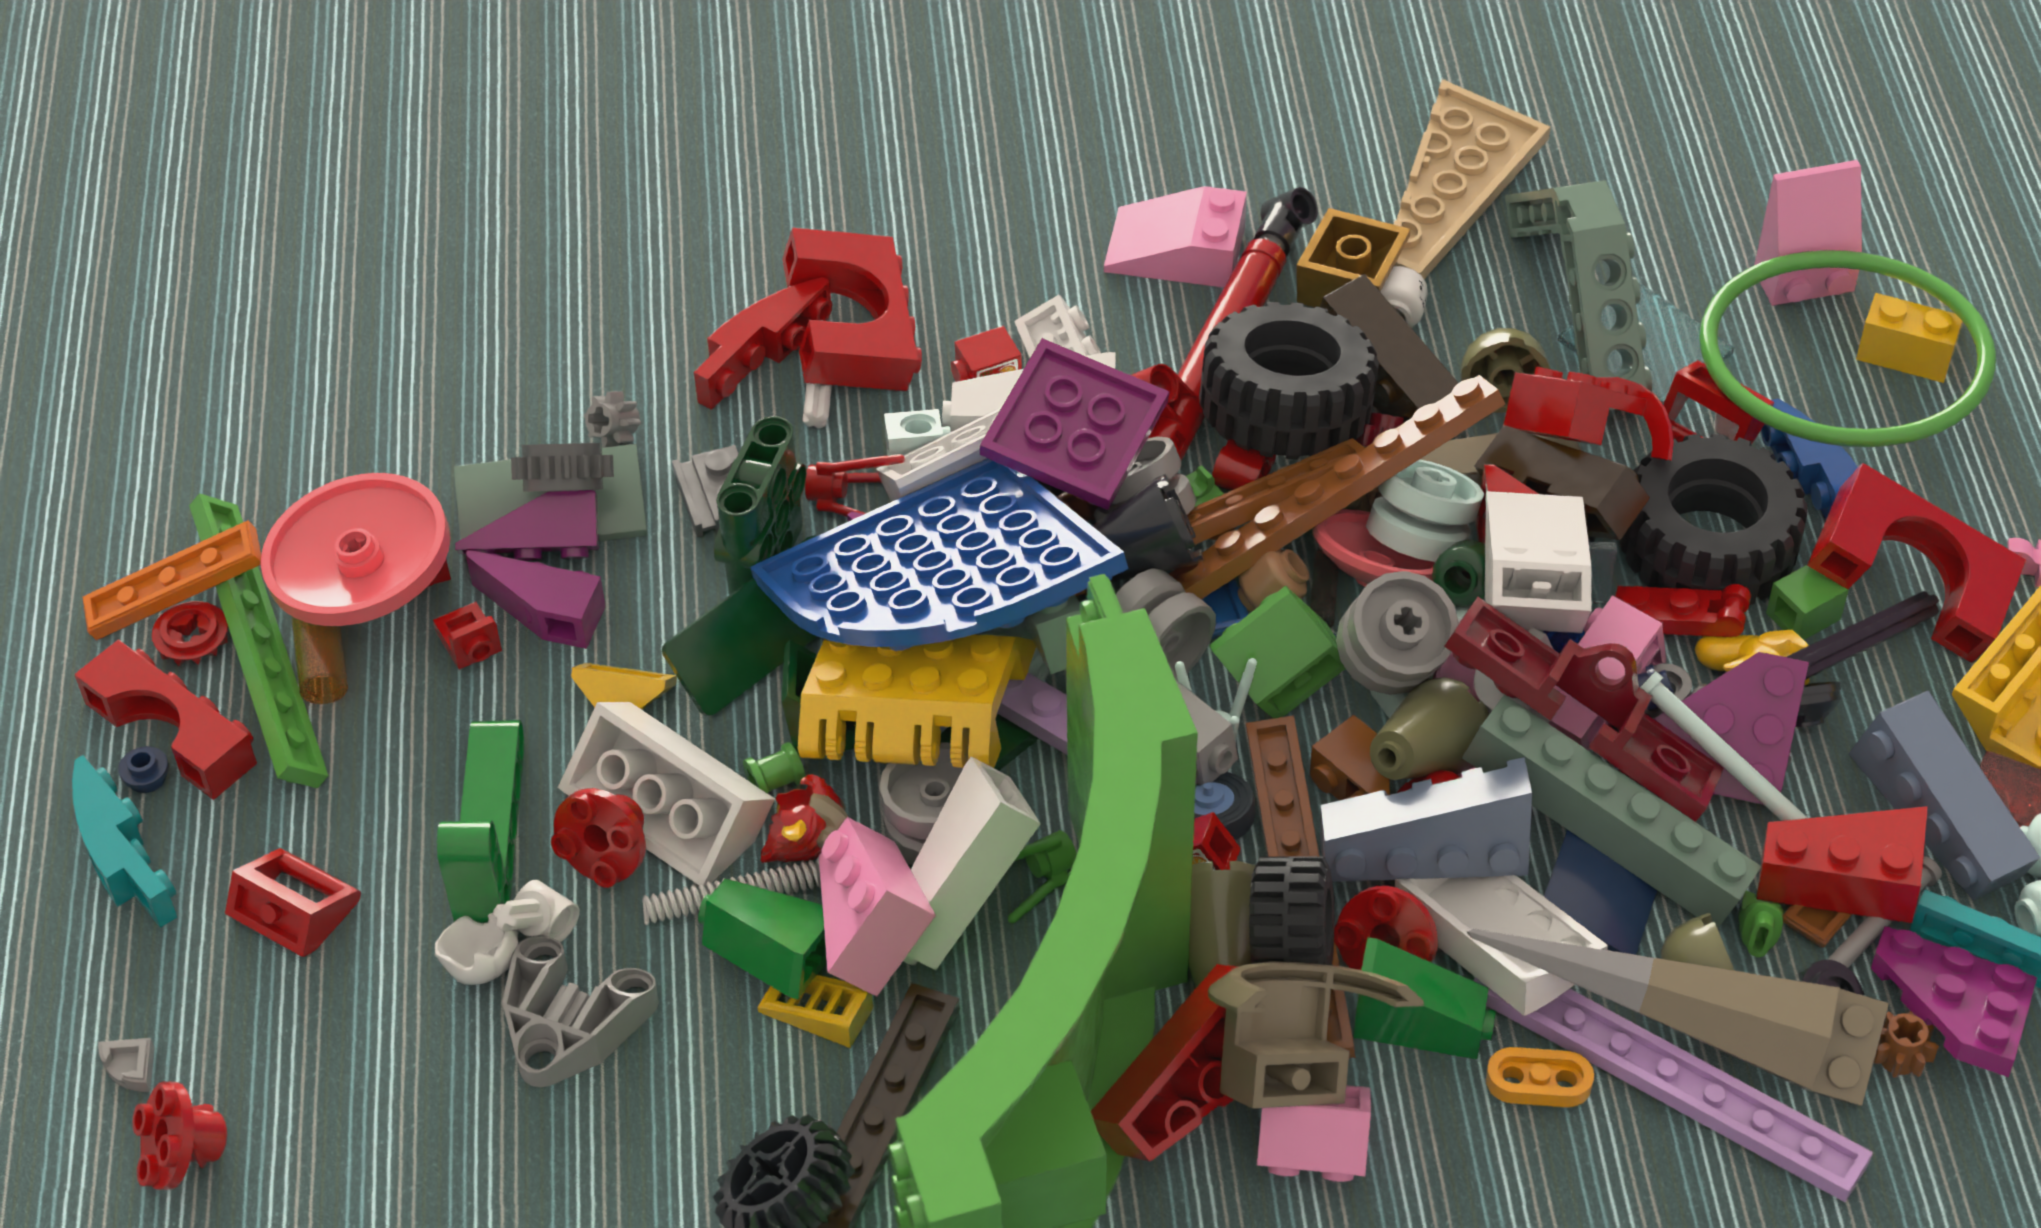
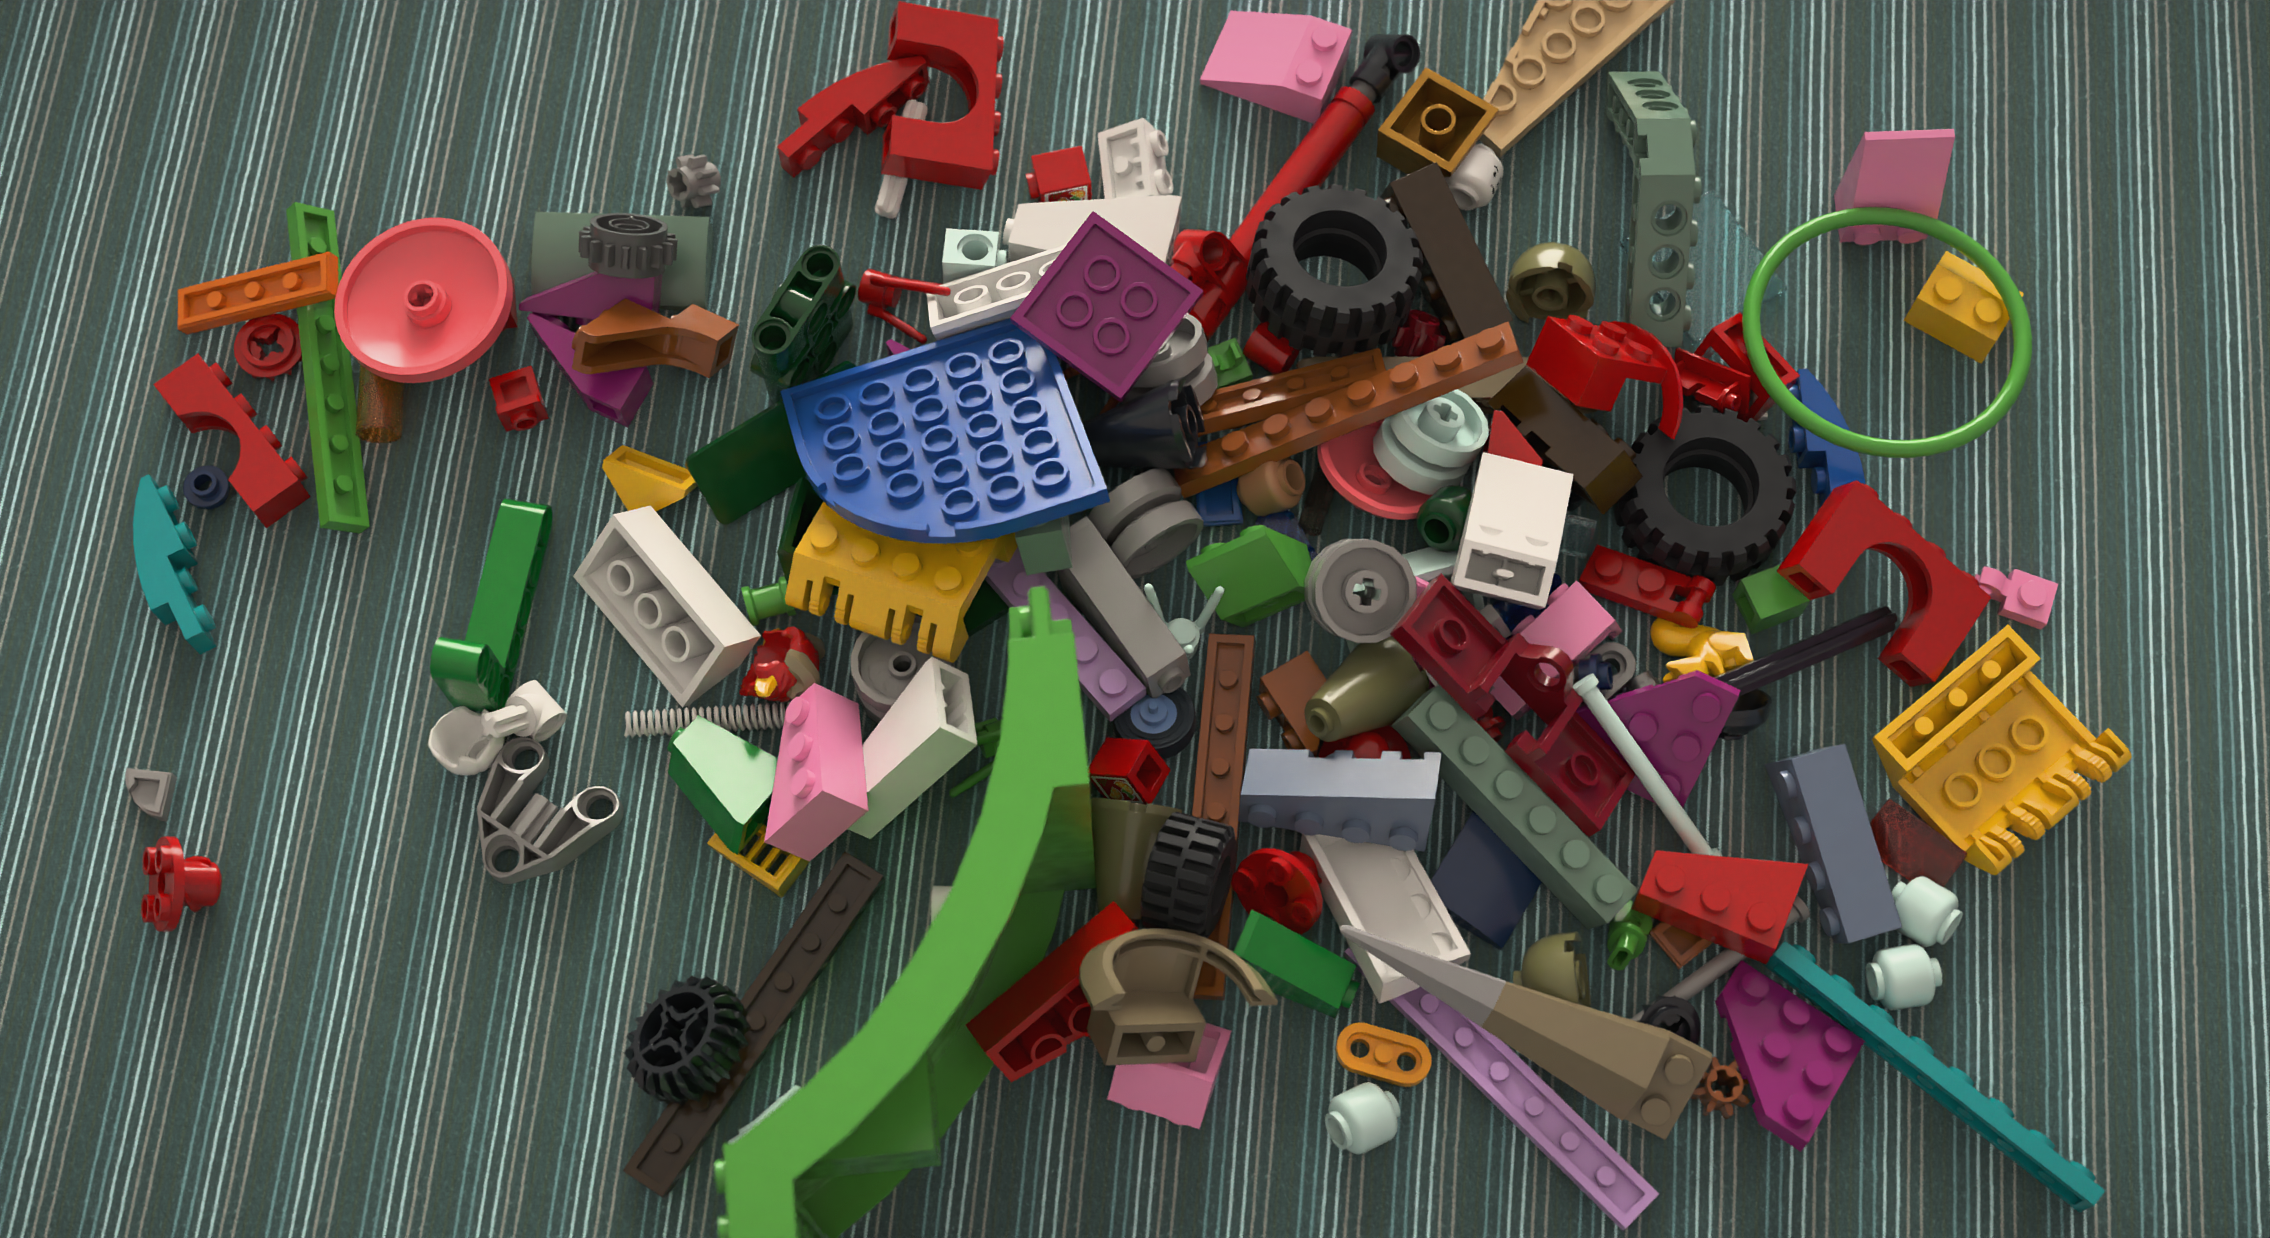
camera: 10 degrees right, 20 degrees up
(283, 913) = (302, 667): red tile -> none
(595, 549) = (639, 337): none -> dark orange arch
(600, 835) = (598, 645): red plate -> none
(700, 484) = (768, 264): flat silver plate -> none
(1536, 1138) = (1362, 1118): none -> light aqua head
(1691, 420) = (1713, 382): none -> red hinge

